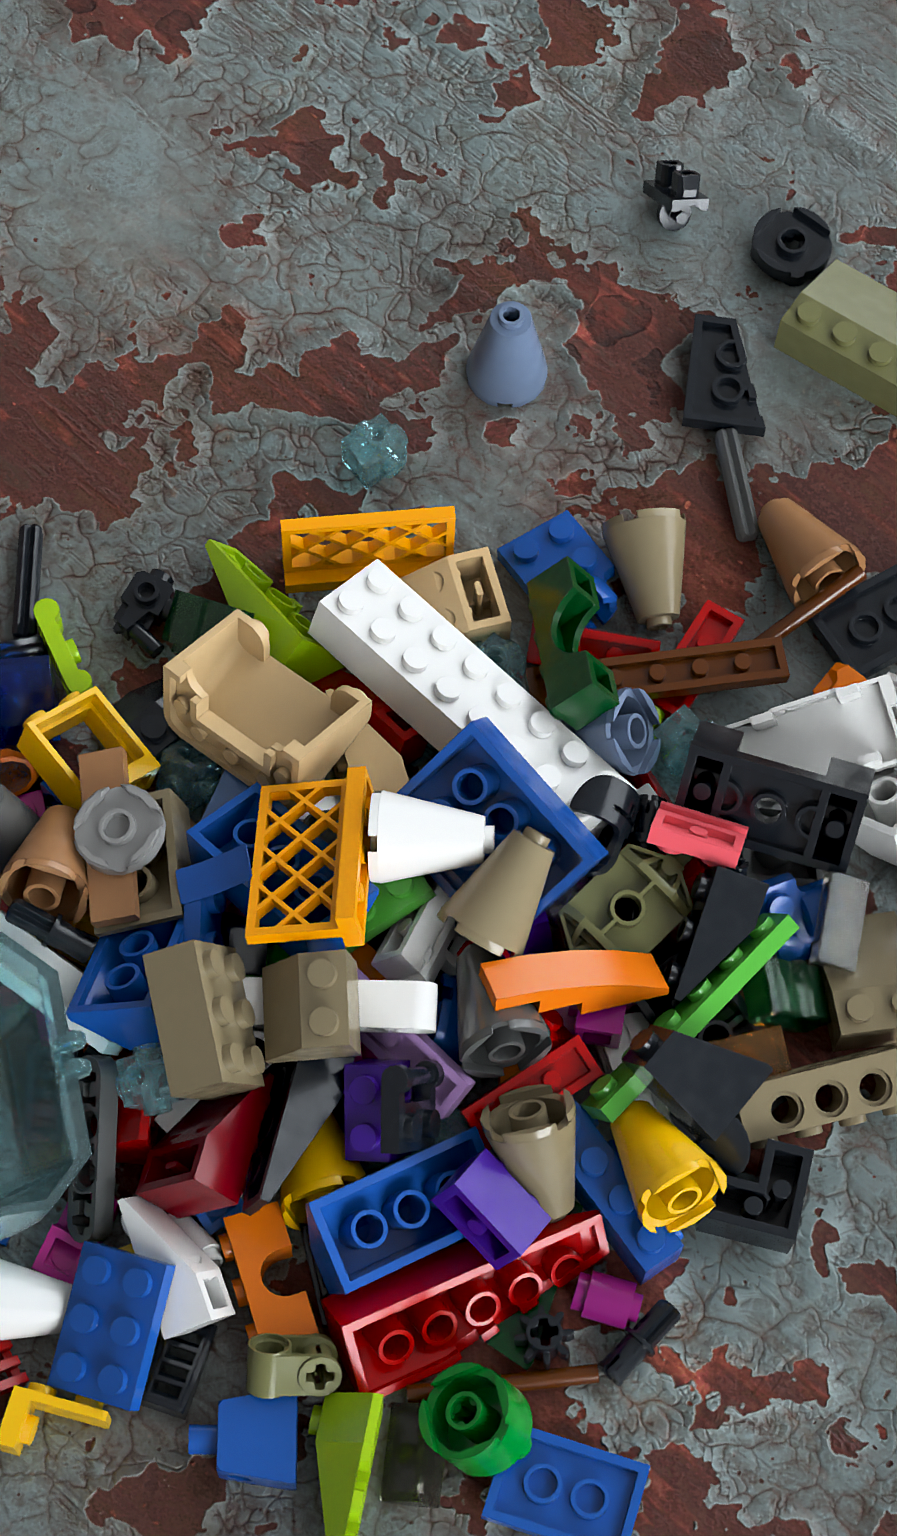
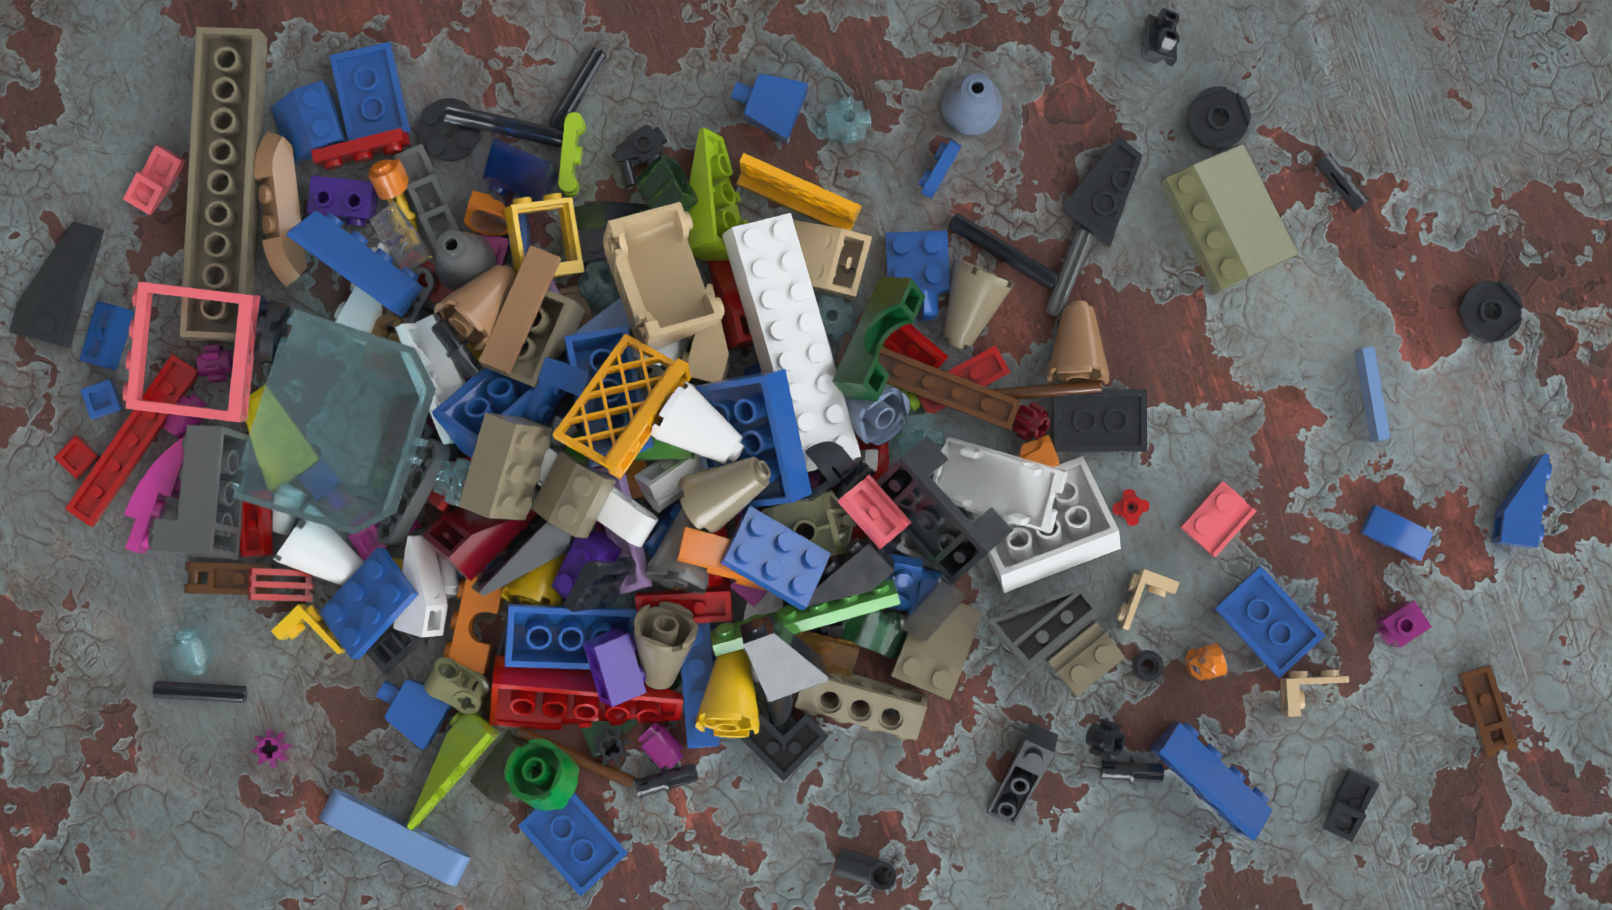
camera: 30 degrees right, 20 degrees up
(119, 829) = (525, 312): light grey tile -> none
(274, 479) = (772, 104): none -> blue torso
(515, 464) = (932, 179): none -> blue plate
(615, 947) = (775, 558): none -> plate
(636, 498) = (1003, 251): none -> black axle
(807, 660) = (1031, 422): none -> dark red gear

